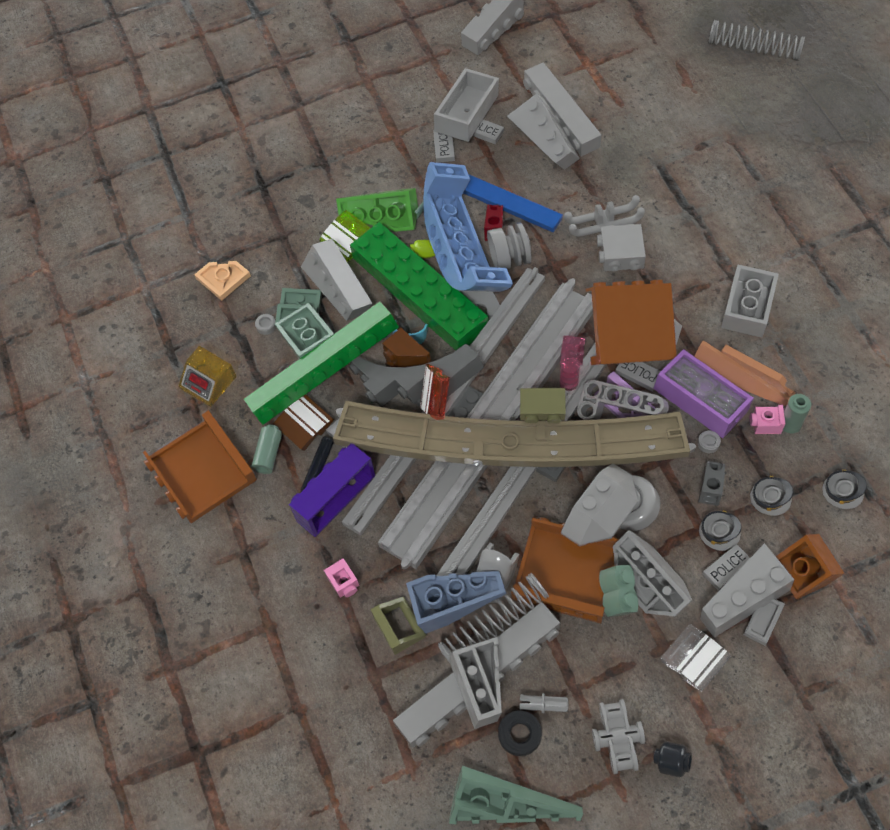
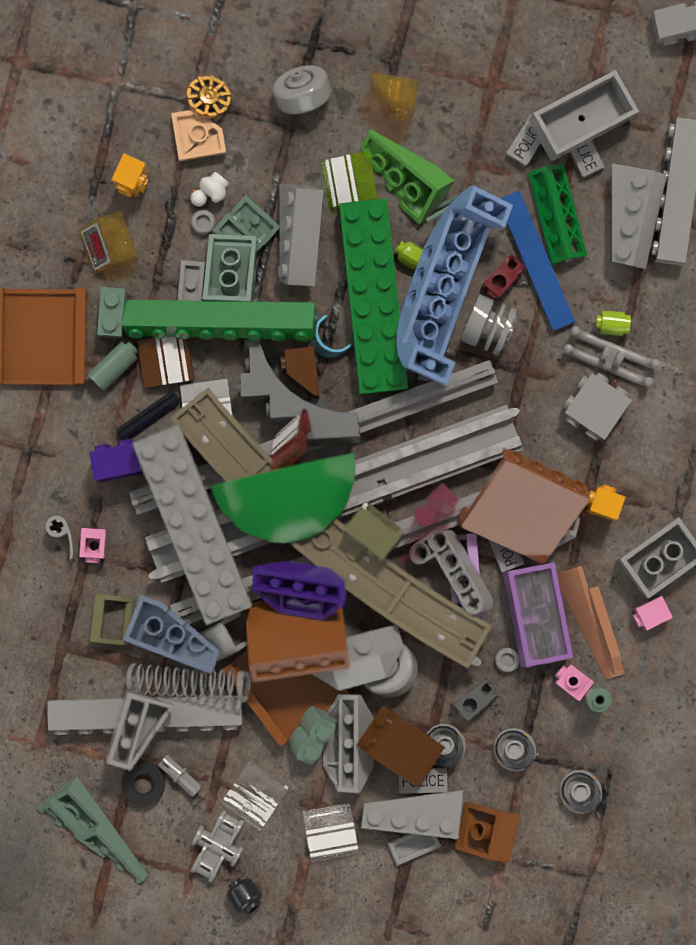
camera: 30 degrees right, 25 degrees up
(191, 322) = (130, 176): none -> light orange brick
(213, 252) = (208, 96): none -> pearl gold wheel
(241, 416) = (111, 312): none -> sand green brick
(255, 298) = (211, 186): none -> white animal
(273, 206) = (302, 89): none -> light grey wheel
(281, 357) = (191, 281): none -> light grey plate
(314, 585) = (66, 530): none -> light grey panel
(336, 167) = (395, 94): none -> clear yellow slope
(406, 495) = (192, 524): none -> light grey brick
(461, 430) = (290, 500): none -> green brick
(496, 168) = (553, 213): none -> green fence
(525, 484) = (299, 589): none -> dark purple wedge
(549, 520) = (293, 644): none -> dark orange panel
(587, 198) = (613, 323): none -> lime brick
(614, 675) = (255, 795): none -> clear slope
(684, 292) = (605, 502): none -> light orange brick
(691, 544) = (400, 746): none -> reddish brown slope
(776, 339) = (652, 613): none -> bright pink brick

